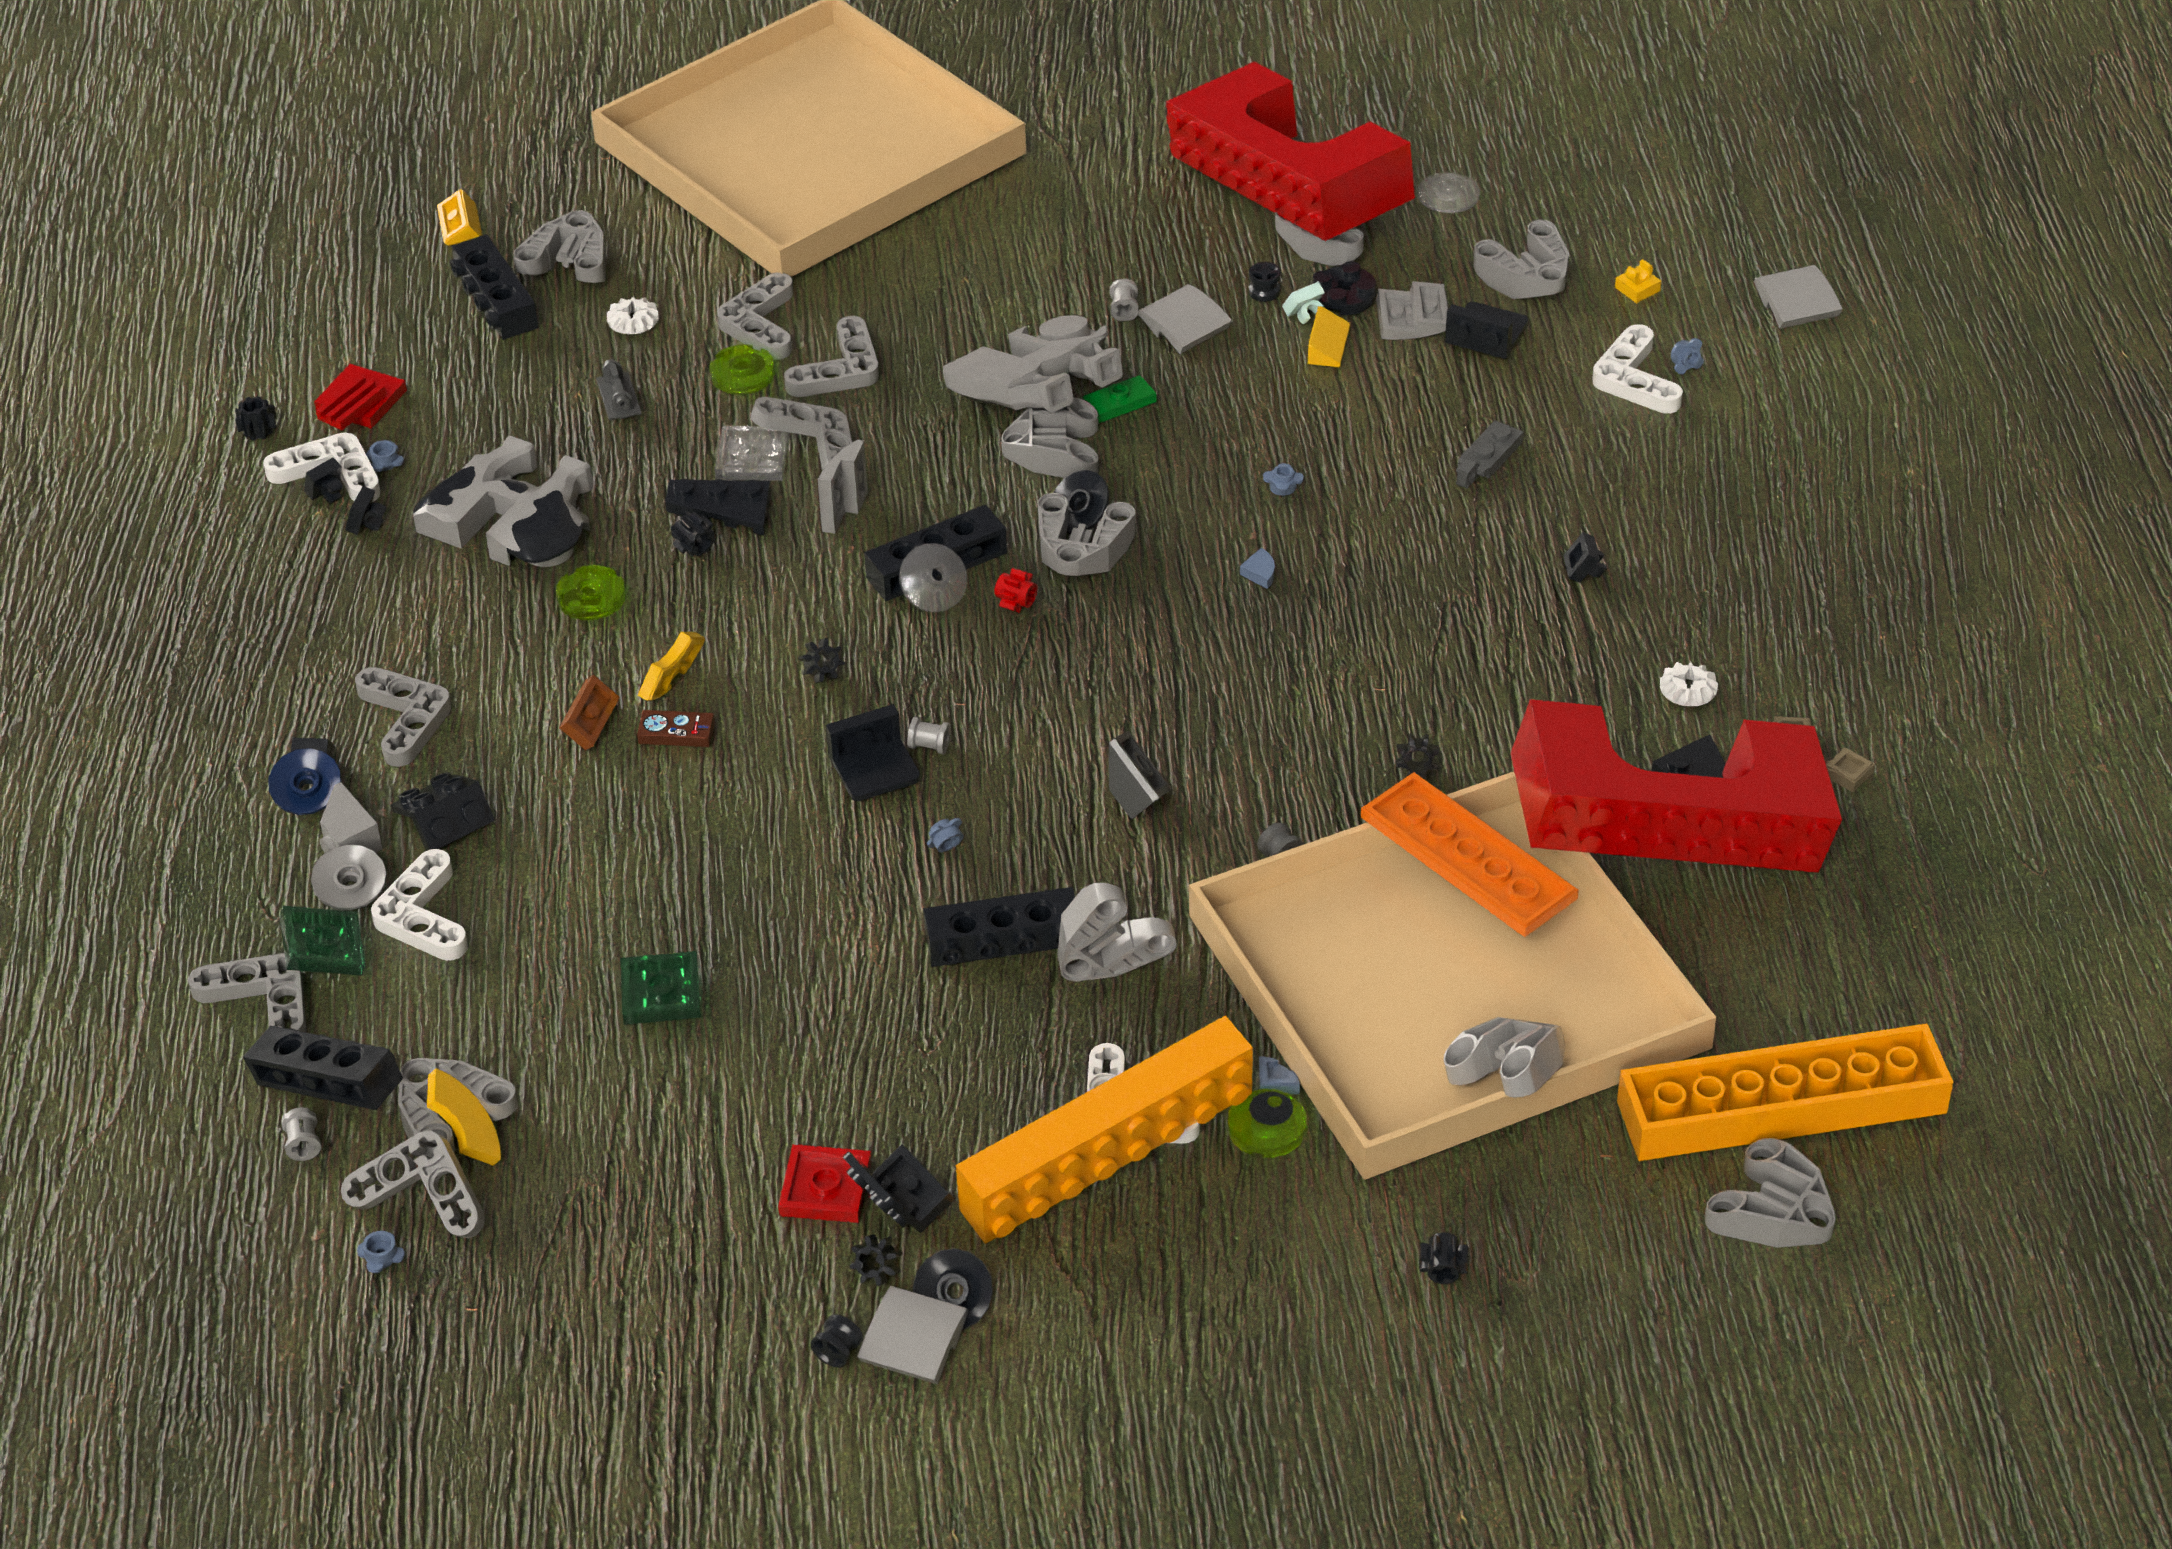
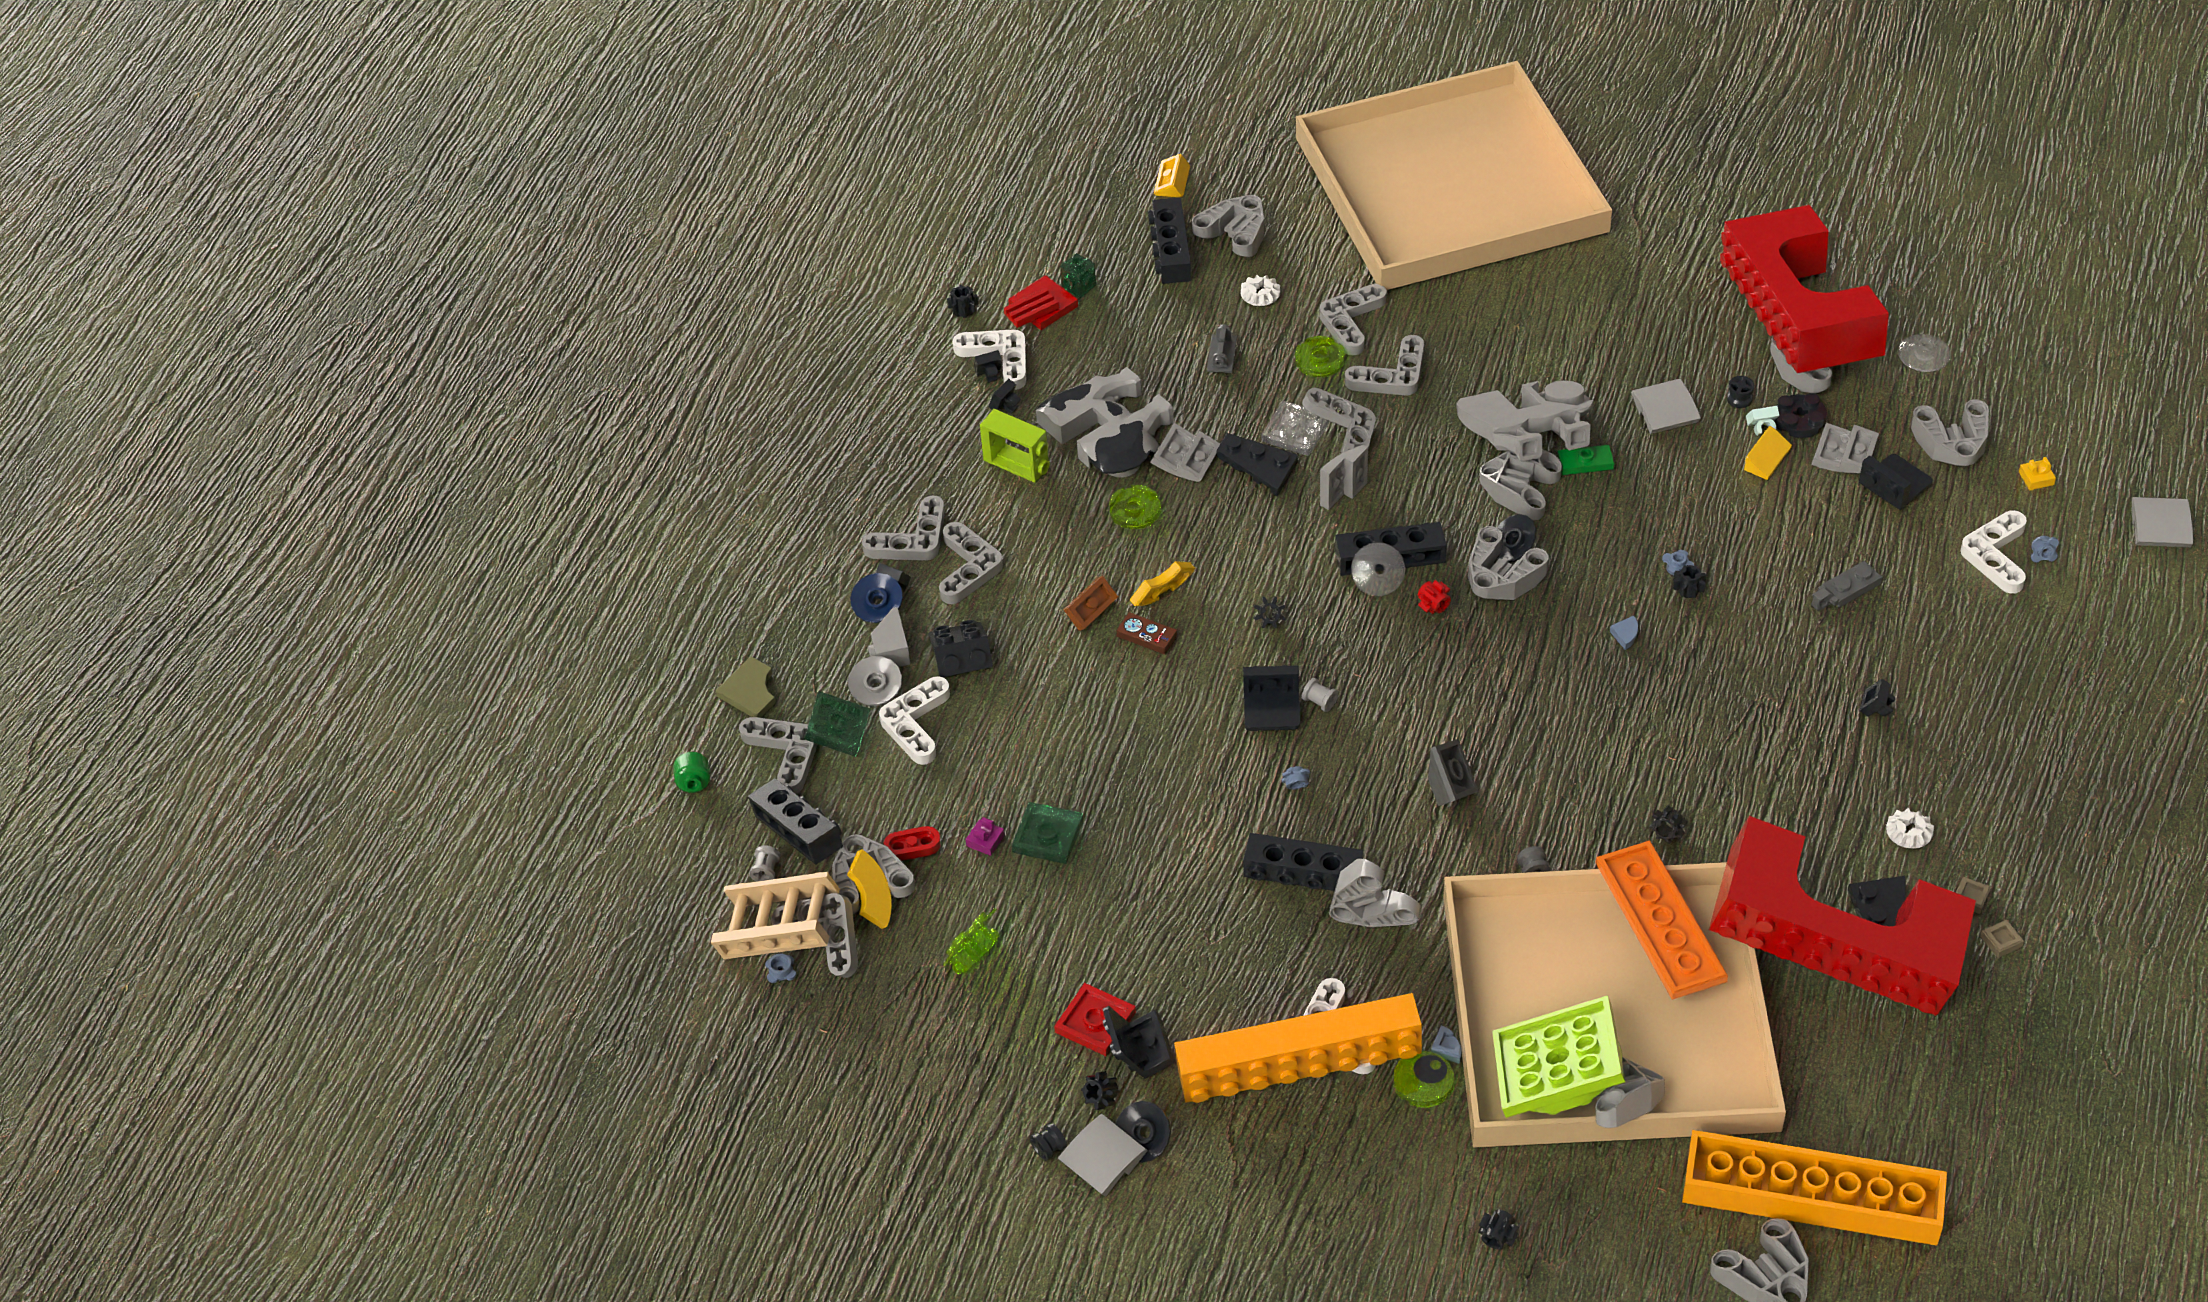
camera: 25 degrees right, 5 degrees up
(145, 1052) = (691, 769): none -> green head
(177, 936) = (748, 688): none -> olive tile
(323, 706) = (915, 542): none -> light grey beam
(363, 1211) = (780, 937): none -> tan fence
(384, 455) = (1038, 356): sand blue plate -> none
(394, 351) = (1078, 275): none -> clear green brick
(407, 580) = (995, 450): none -> lime window
(492, 1048) = (912, 842): none -> red plate
(579, 1016) = (985, 836): none -> magenta tile
(626, 1144) = (972, 944): none -> clear neon green hinge
(627, 517) = (1185, 453): none -> light grey slope
(693, 534) = (1223, 482): black gear -> none
(1124, 303) = (1625, 378): light grey bush -> none
(1308, 493) = (1689, 581): none -> black gear
(1430, 1039) = (1558, 1059): none -> lime piece

